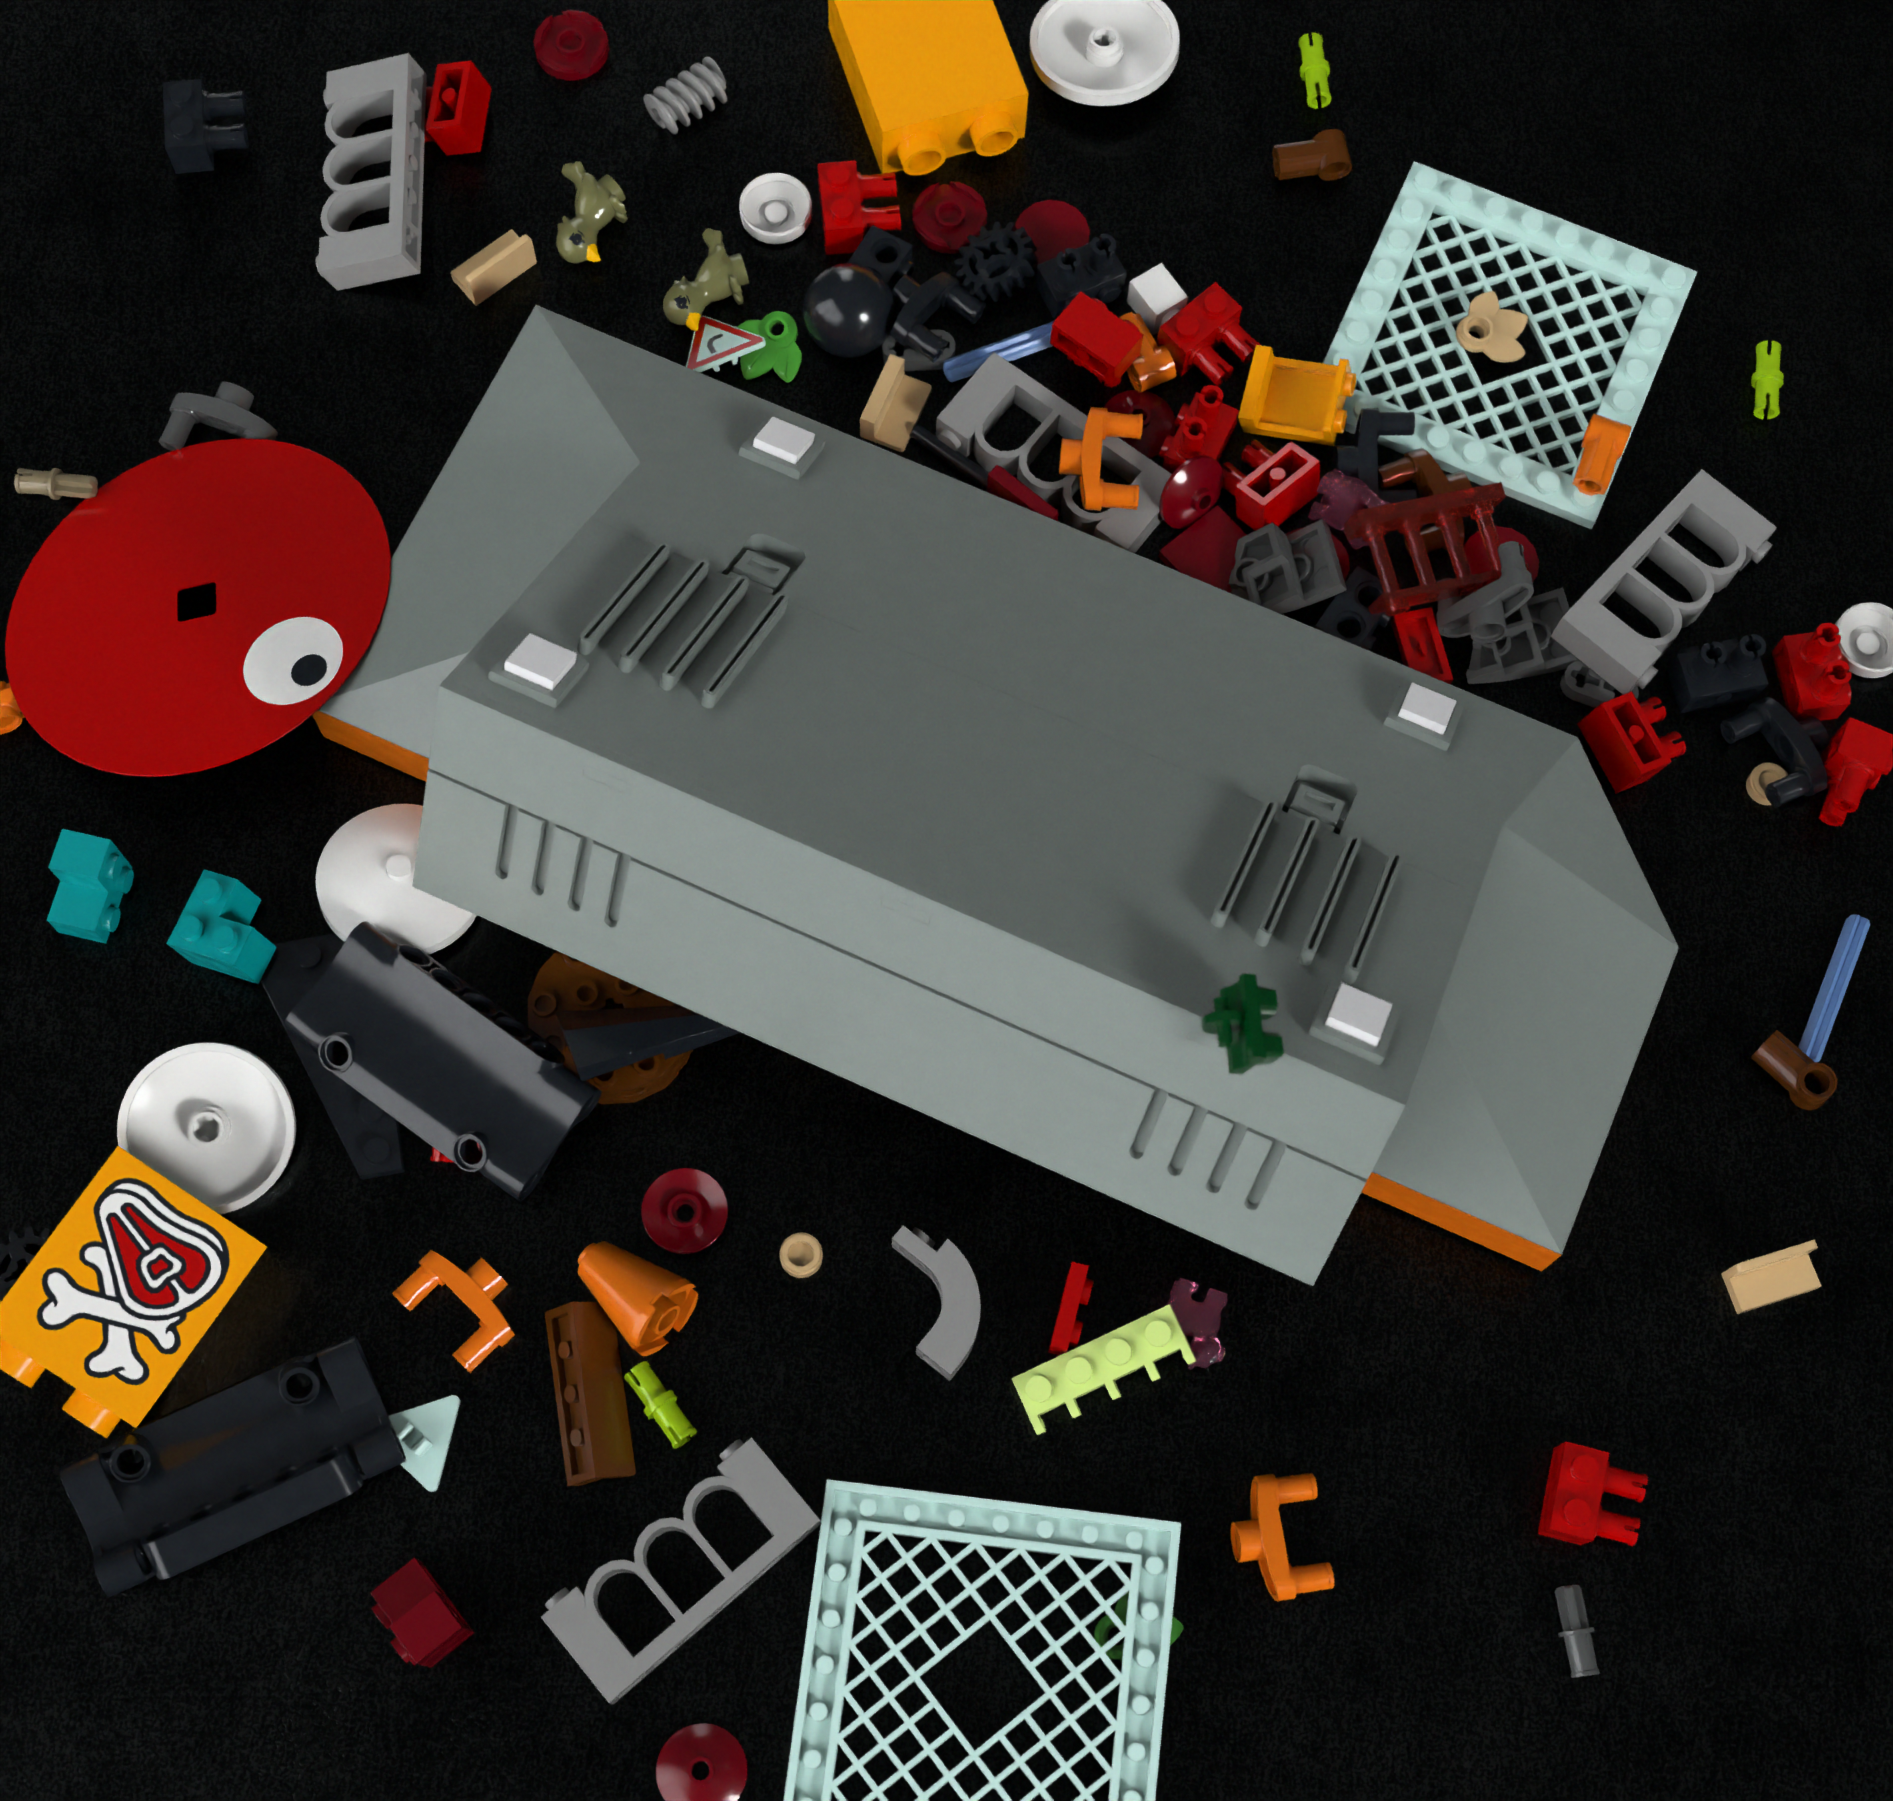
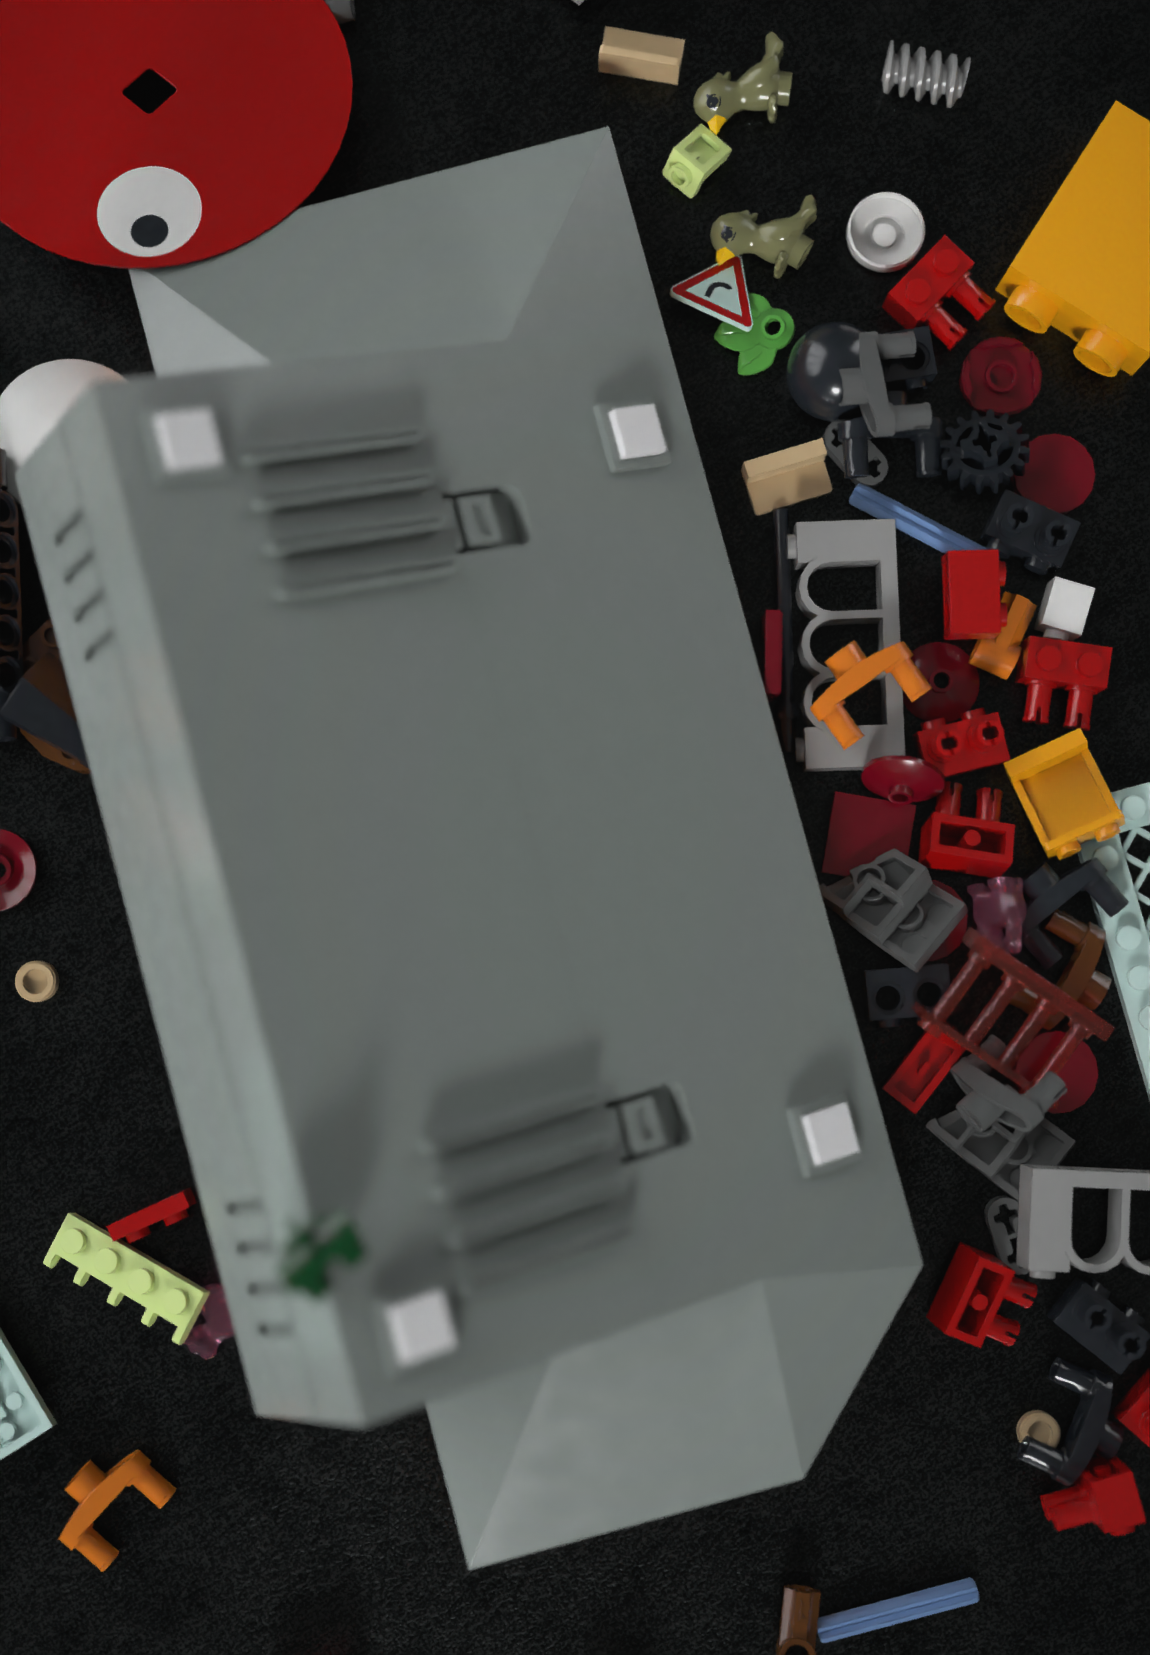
camera: 60 degrees right, 15 degrees up
(606, 290) = (695, 160): none -> yellowish green bracket
(892, 287) = (867, 385): none -> dark grey connector
(956, 1328) = (98, 1123): light grey arch -> none

